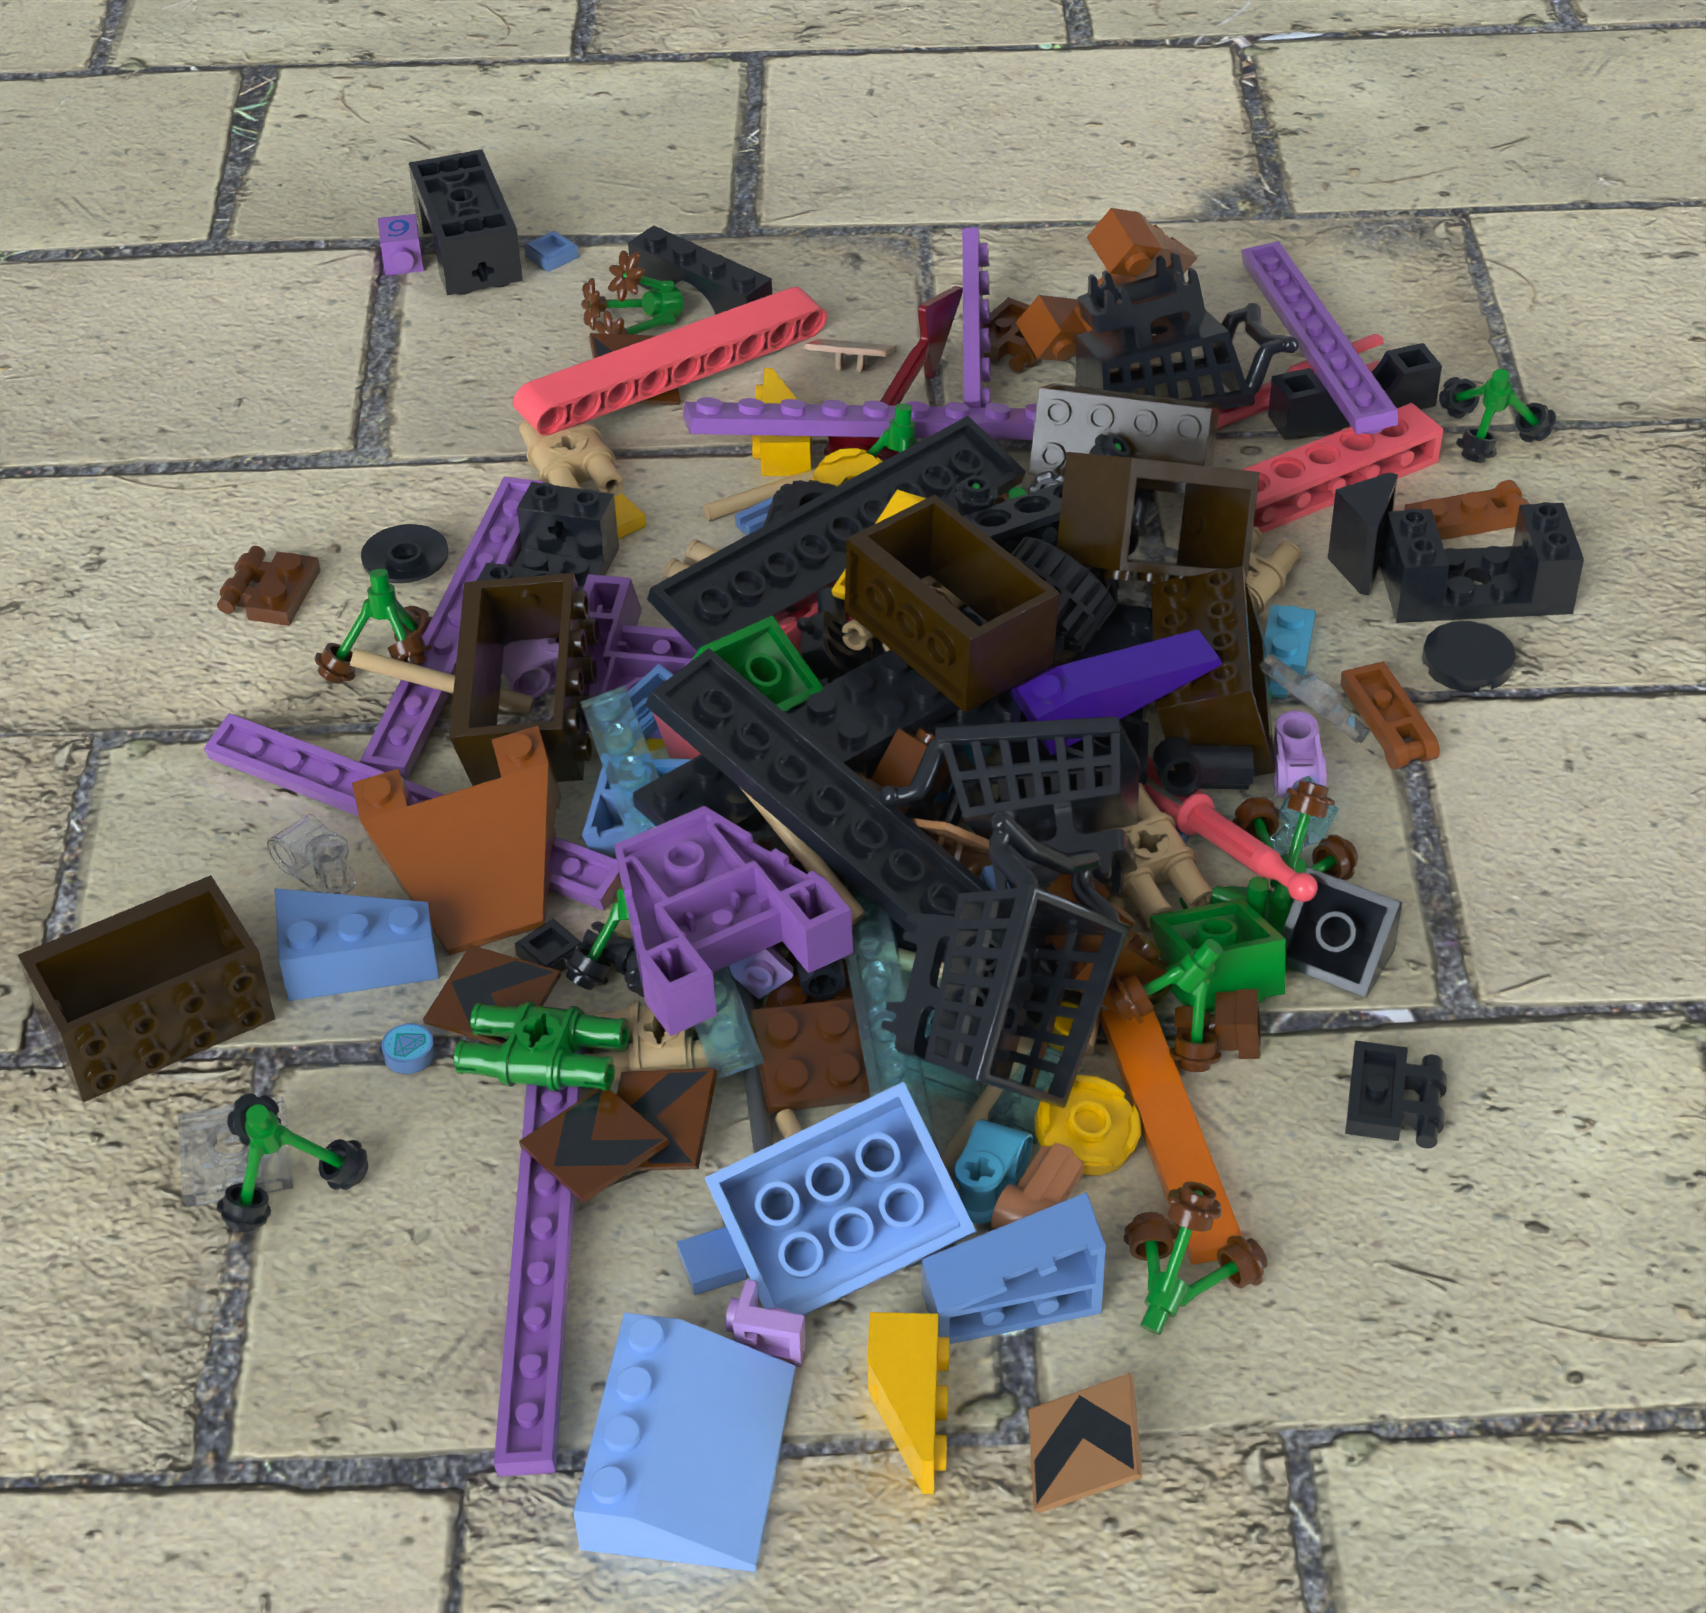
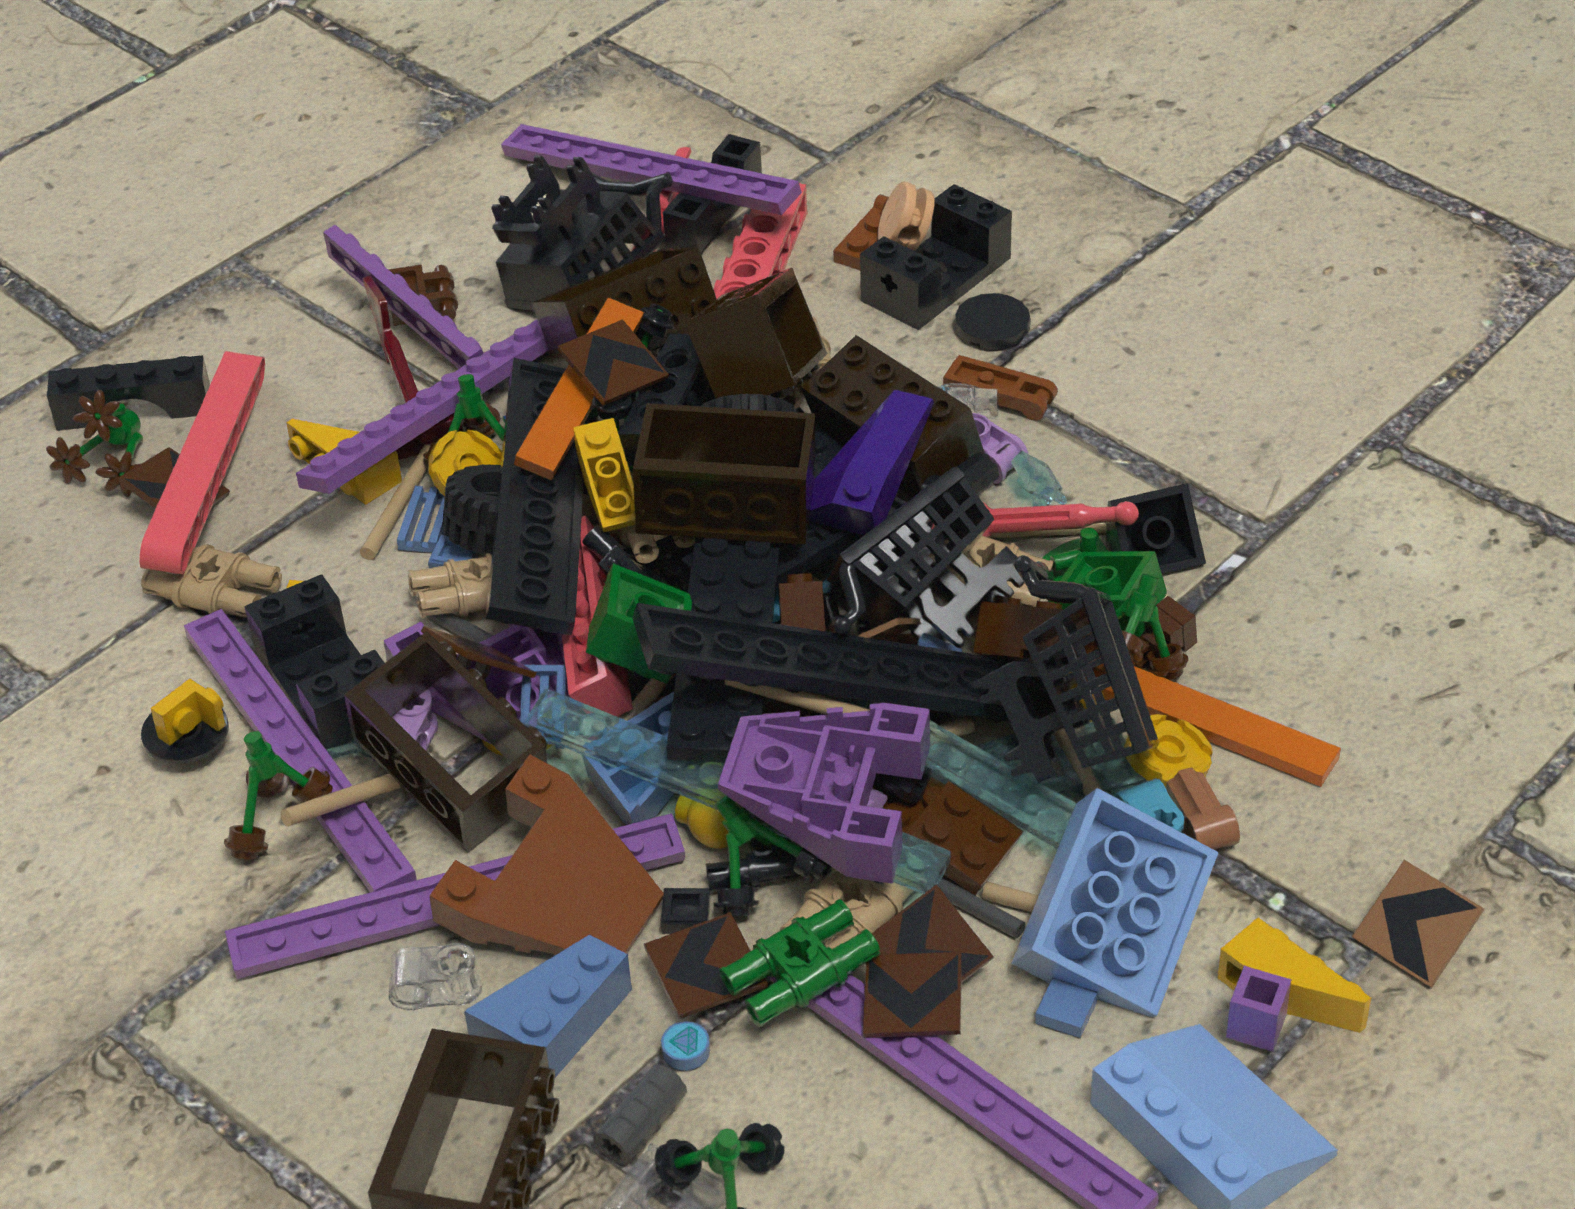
camera: 45 degrees left, 0 degrees up
(280, 587) = (109, 823): reddish brown plate -> none
(303, 1069) = (640, 1114): none -> dark grey axle
(405, 534) = (185, 709): none -> yellow bracket
(624, 626) = (484, 655): none -> reddish brown piece
(766, 1330) = (1166, 1014): lavender bracket -> none
(836, 1388) = (1258, 1008): none -> medium lavender brick
(850, 348) = (316, 373): medium nougat piece -> none
(990, 457) = (567, 406): none -> orange tile
(1001, 458) = (612, 362): none -> reddish brown piece
(1019, 1274) = (1263, 857): medium blue wedge -> none
(1129, 253) = (466, 259): dark orange wedge -> none
(1152, 1237) = (1352, 762): plant -> none
(1332, 856) = (1084, 488): reddish brown plant -> none
(1360, 529) = (849, 280): black slope -> none
(1377, 1094) = (1293, 610): black plate -> none
(1462, 397) = (837, 148): black plant -> none
(1486, 510) = (907, 215): none -> light nougat head

